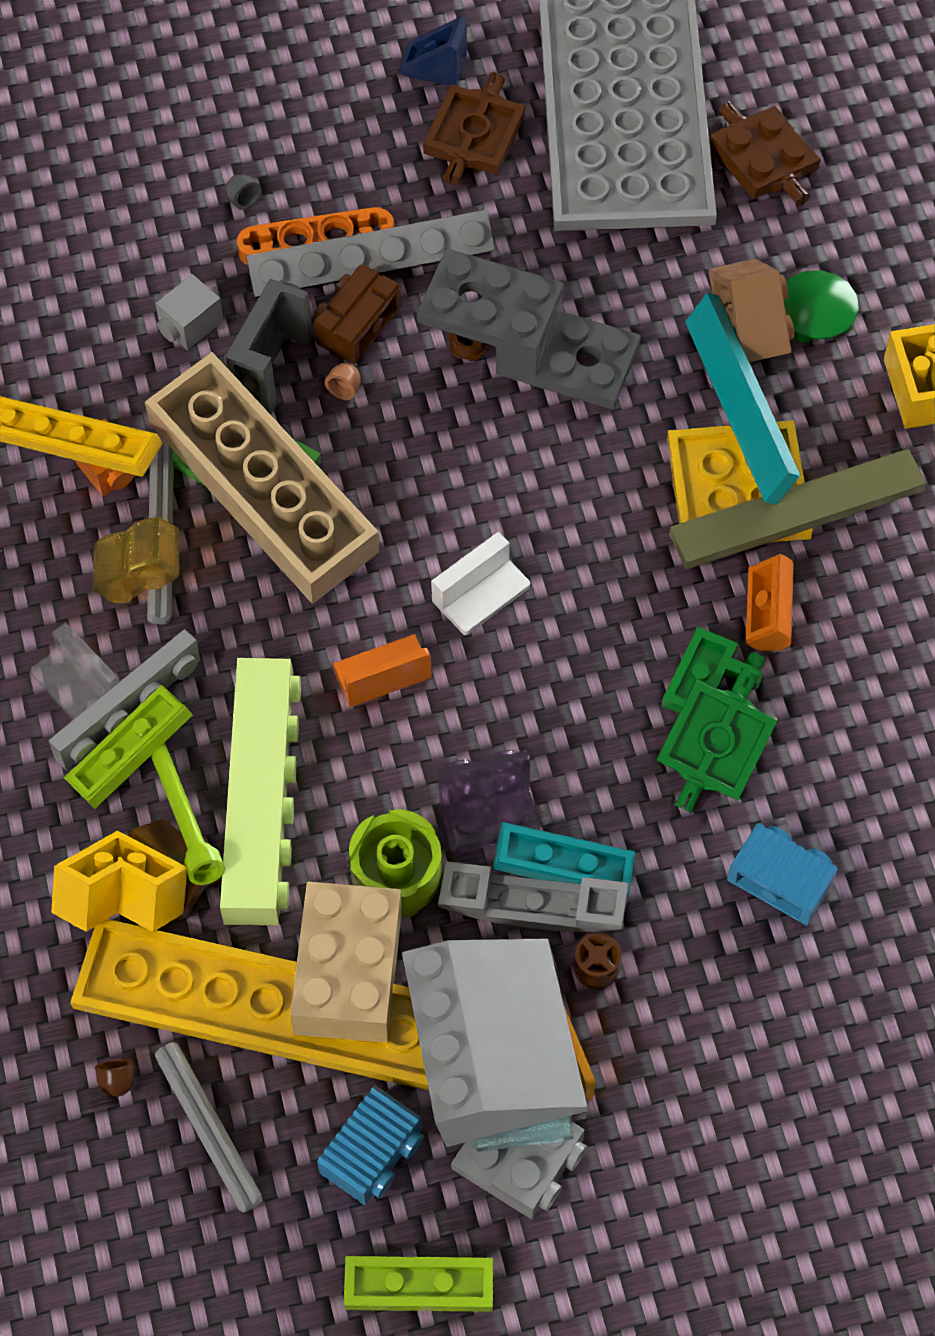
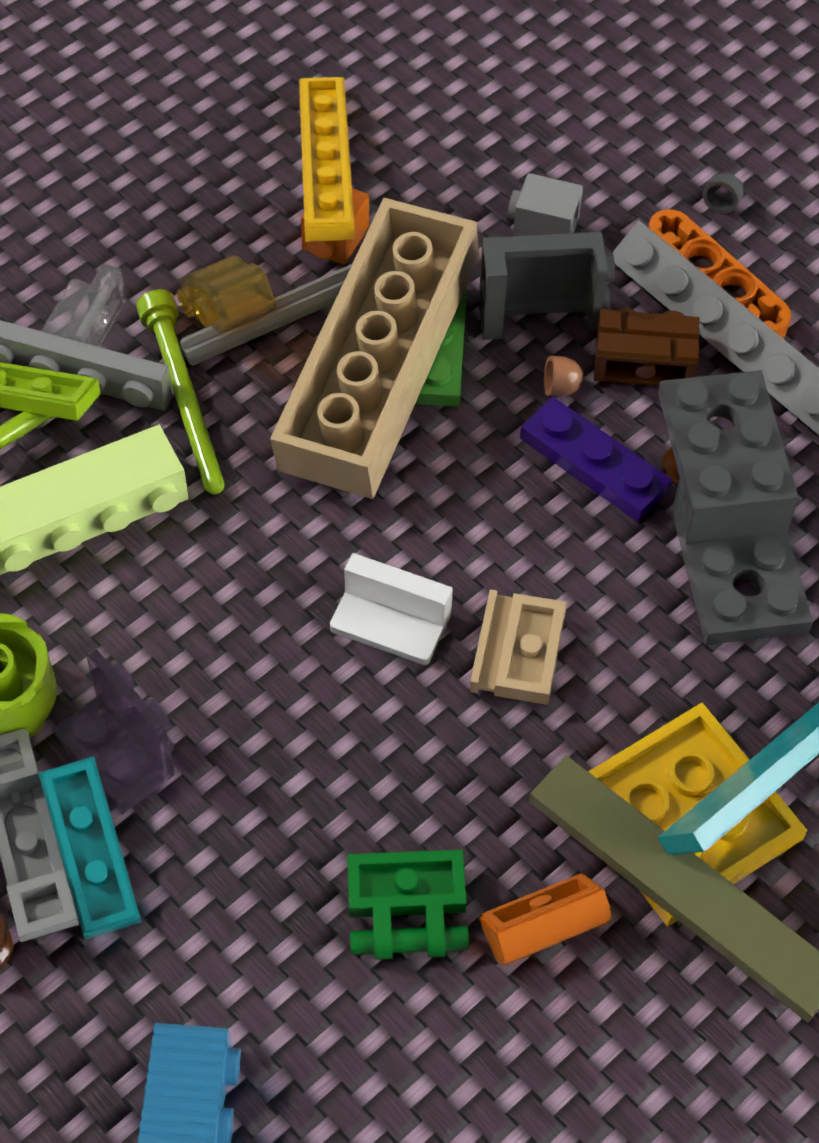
camera: 60 degrees right, 5 degrees down
(114, 621) = (159, 315): none -> lime piece
(383, 670) = (235, 568): orange panel -> none
(426, 396) = (595, 459): none -> dark purple plate
(556, 519) = (518, 647): none -> tan plate
(716, 740) = (319, 935): green plate -> none

